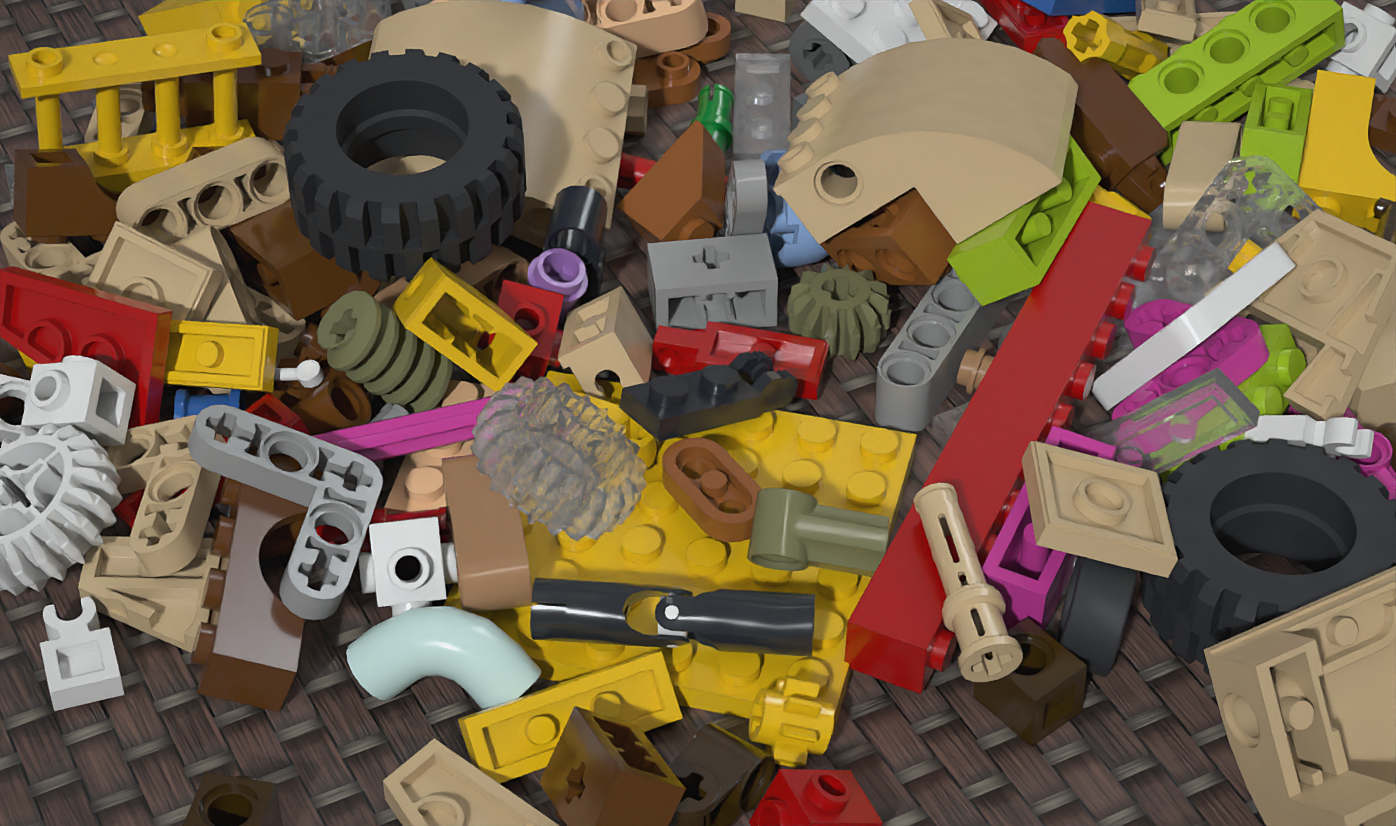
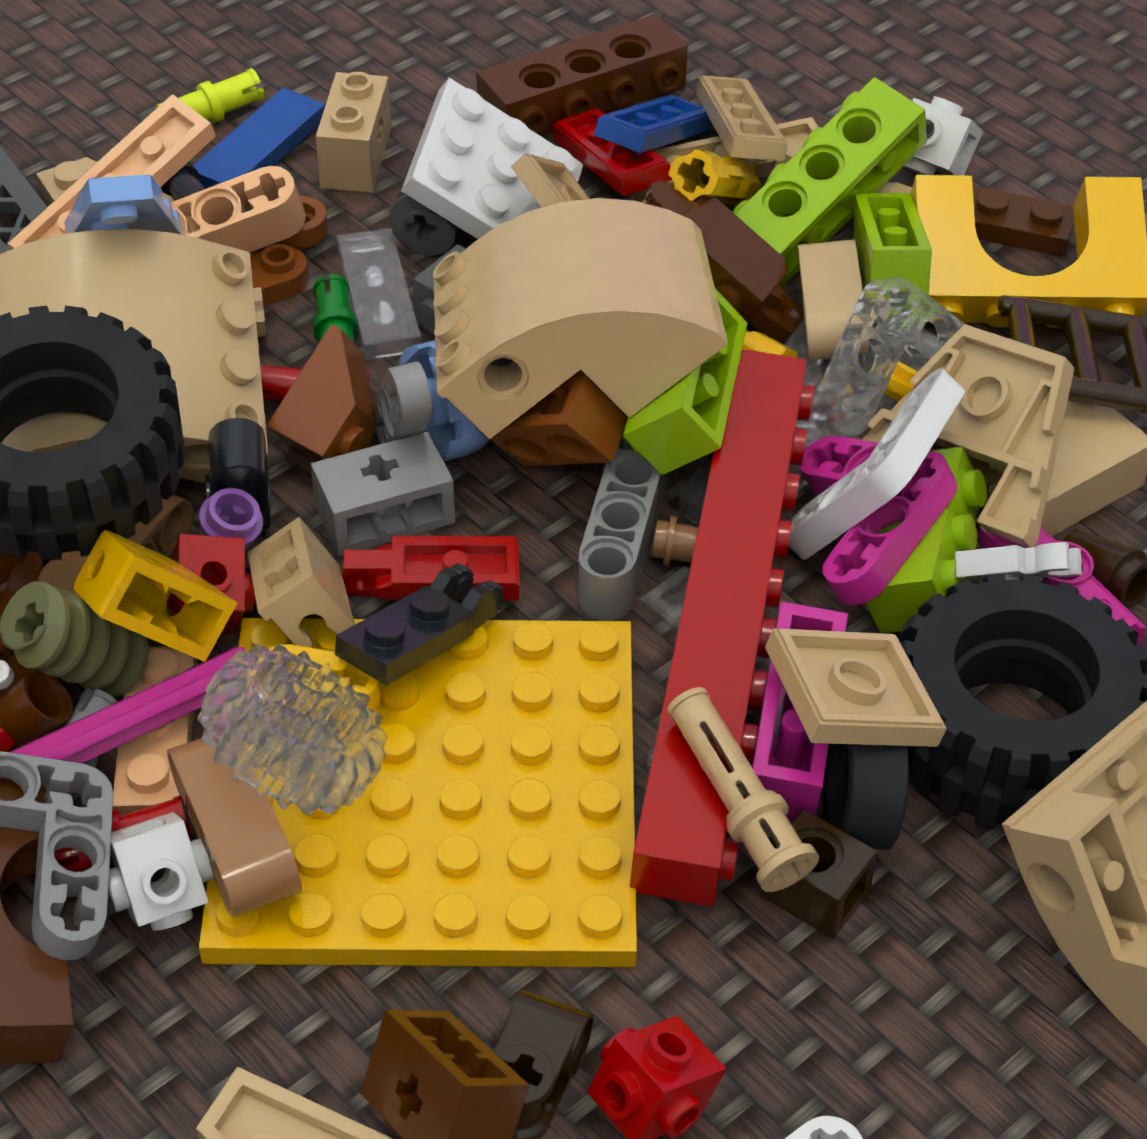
camera: 15 degrees left, 5 degrees up
(446, 645) = (220, 959): light aqua cylinder -> none
(525, 730) = (341, 1028): yellow plate -> none
(711, 488) = (459, 730): dark orange plate -> none
(719, 619) = (507, 873): black piece -> none
(791, 721) = (600, 970): yellow gear -> none
(798, 533) = (553, 761): olive piece -> none
(840, 308) = (518, 499): olive gear -> none
(1180, 423) = (896, 577): clear tile -> none

